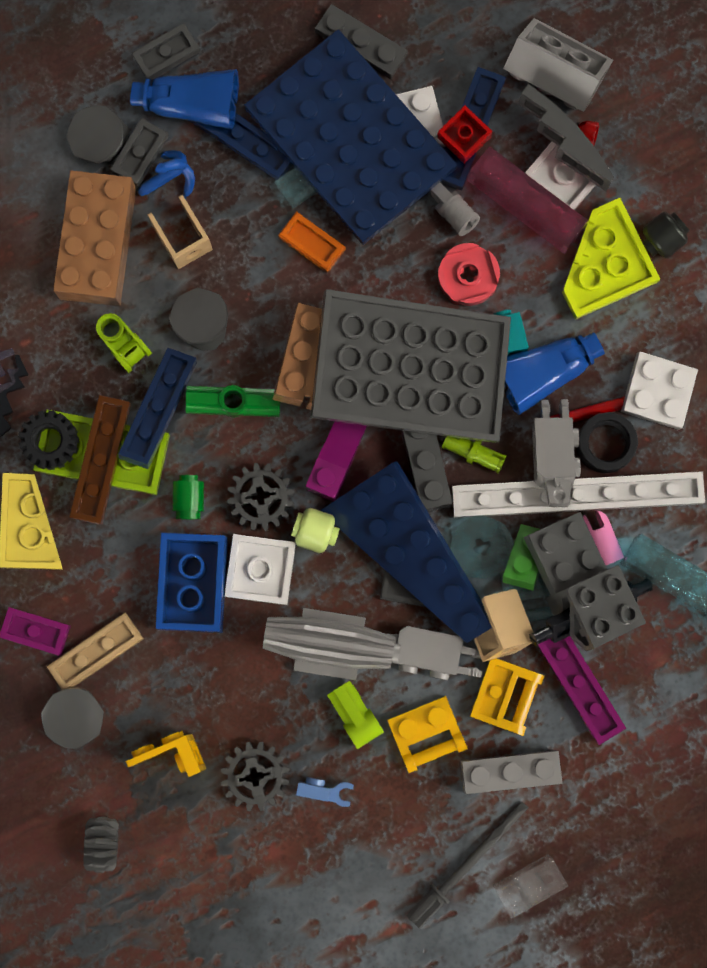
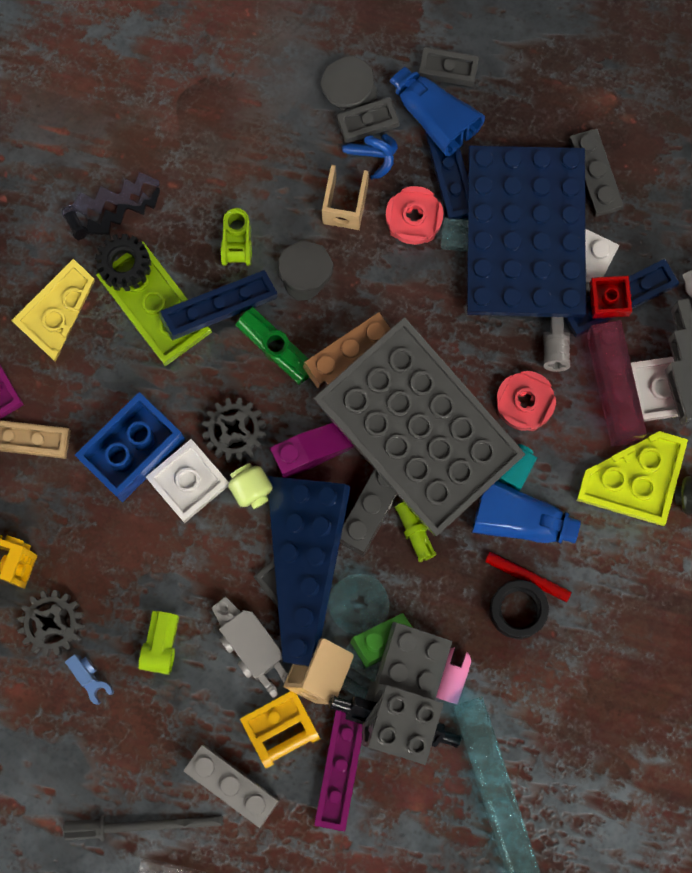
camera: 45 degrees right, 5 degrees down
(95, 238) = (282, 152): medium nougat brick -> none
(100, 460) = (145, 306): reddish brown plate -> none
(188, 497) = (184, 386): green brick -> none
(252, 183) = (414, 231): none -> coral plate
(311, 242) = (433, 283): orange tile -> none
(330, 643) = (185, 574): light grey plate -> none
(424, 723) = (203, 694): yellow plate -> none
(554, 453) = (470, 581): light grey hinge -> none
(585, 495) = (465, 629): white plate -> none
(659, 390) = (593, 605): white plate -> none

